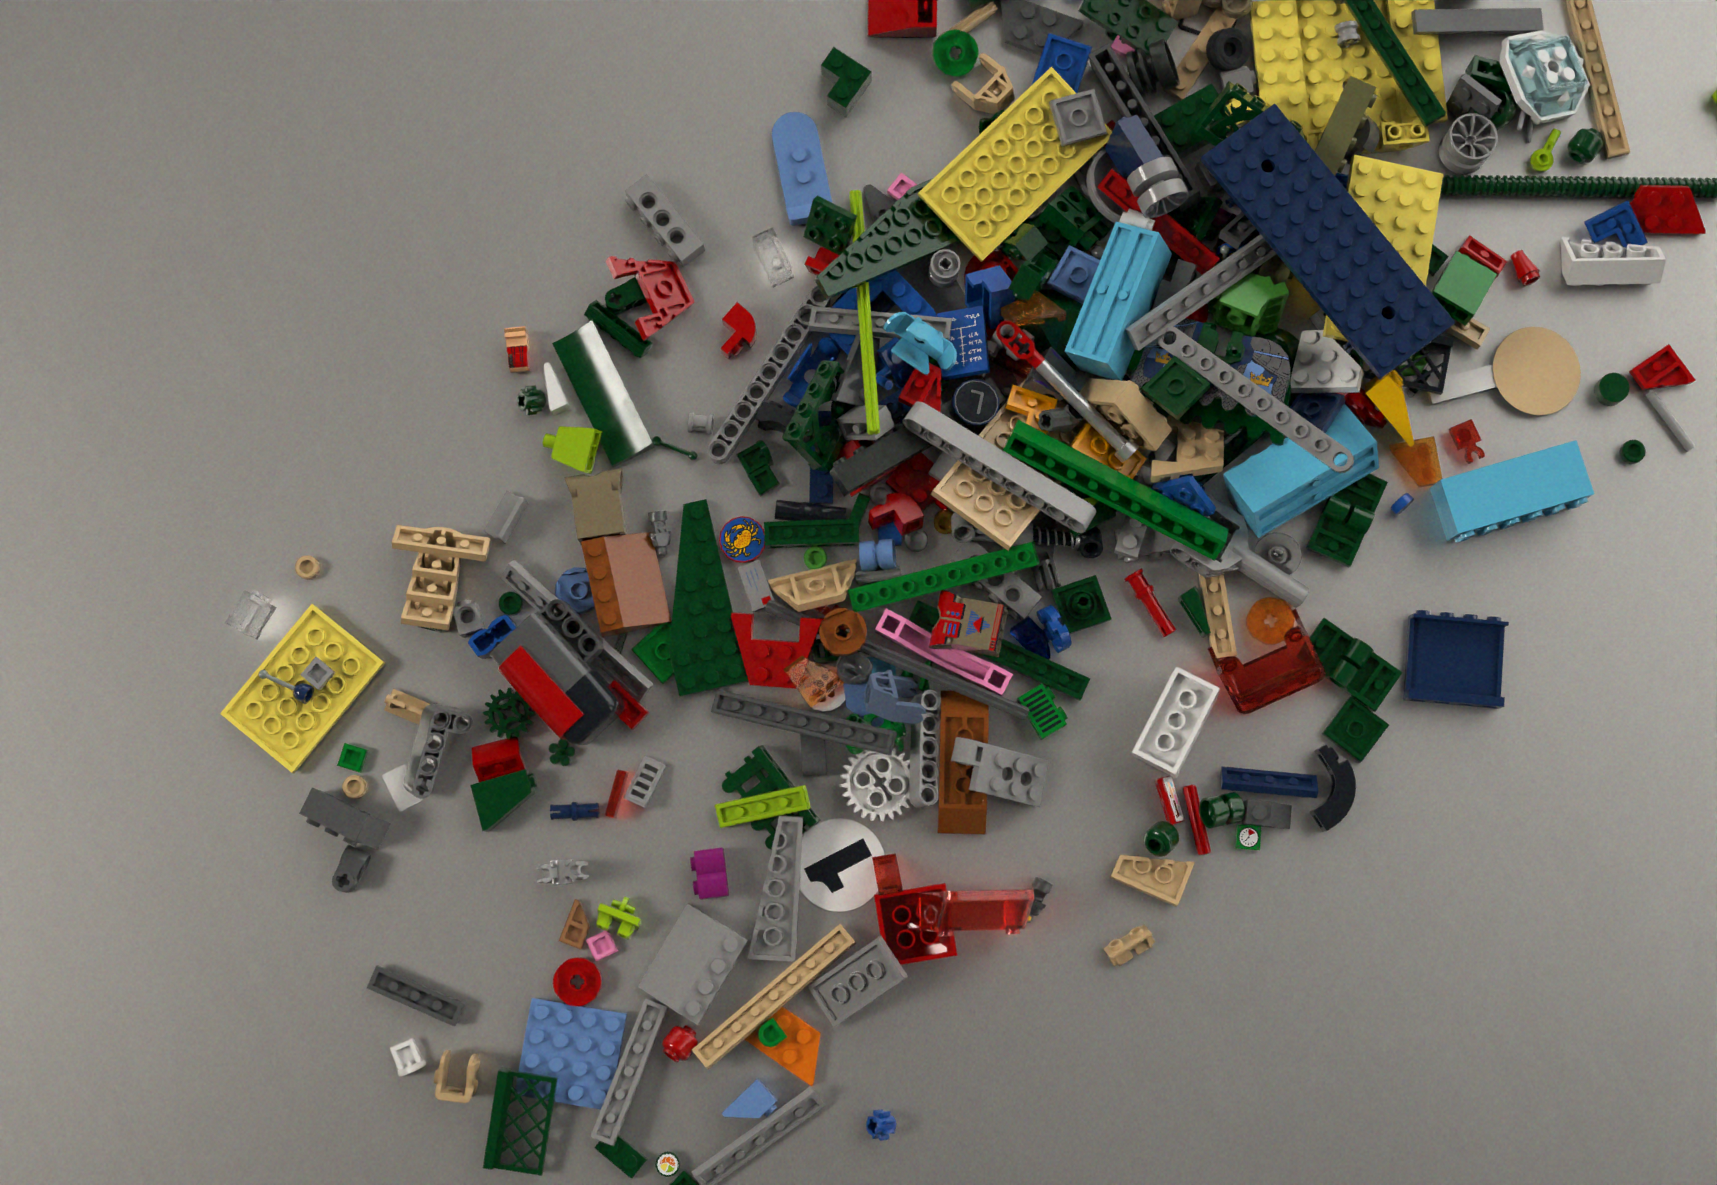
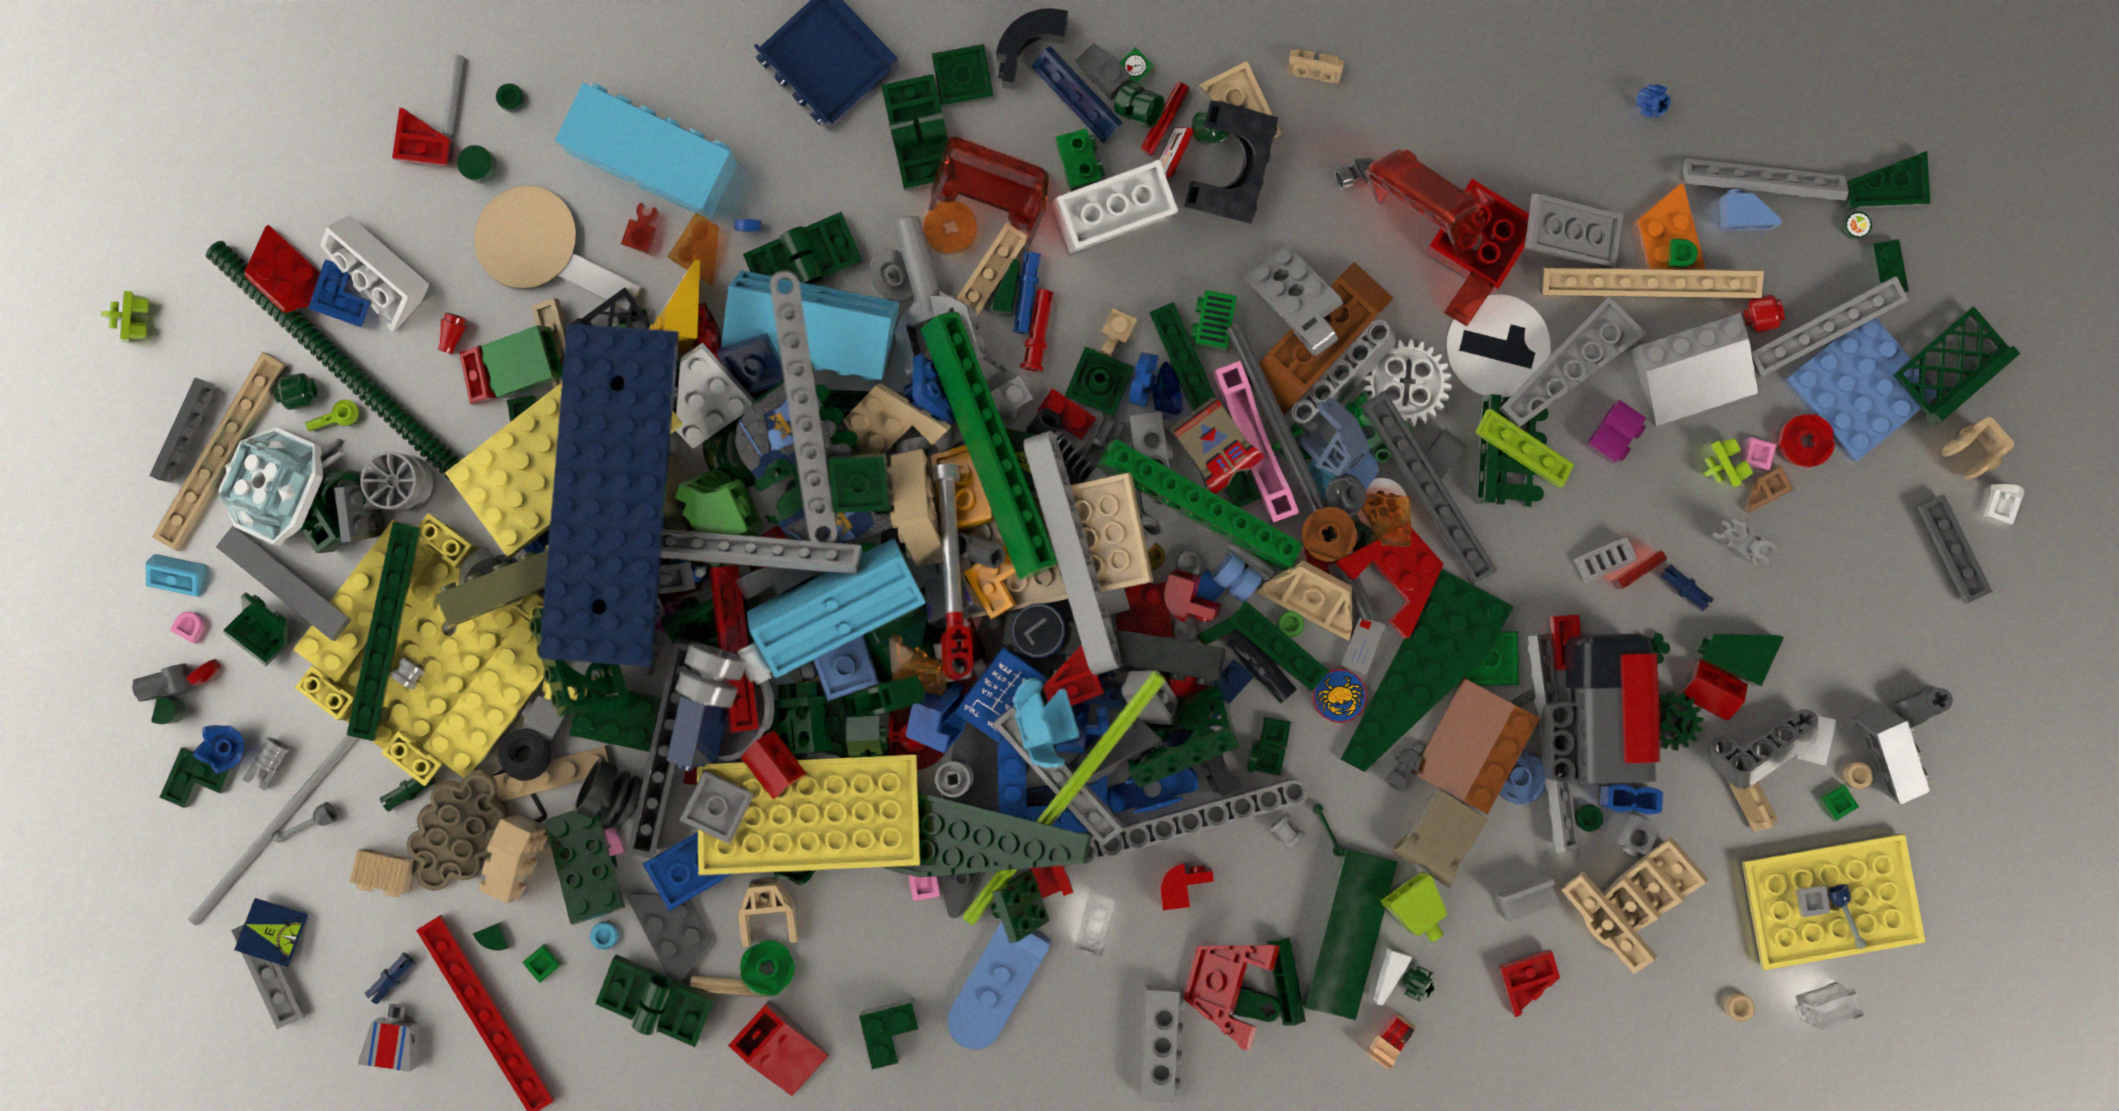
camera: 140 degrees left, 5 degrees up
(462, 465) = (1528, 978): none -> red wing
(1067, 175) = (773, 764): none -> red panel
(1079, 567) = (1073, 417): none -> red plate
(1100, 651) = (1117, 329): none -> tan plate
(1100, 804) = (1255, 135): none -> black arch
(1184, 625) = (1028, 281): none -> blue pin
(1227, 739) = (1079, 159): none -> green brick
(1629, 53) = (178, 439): none -> dark grey plate

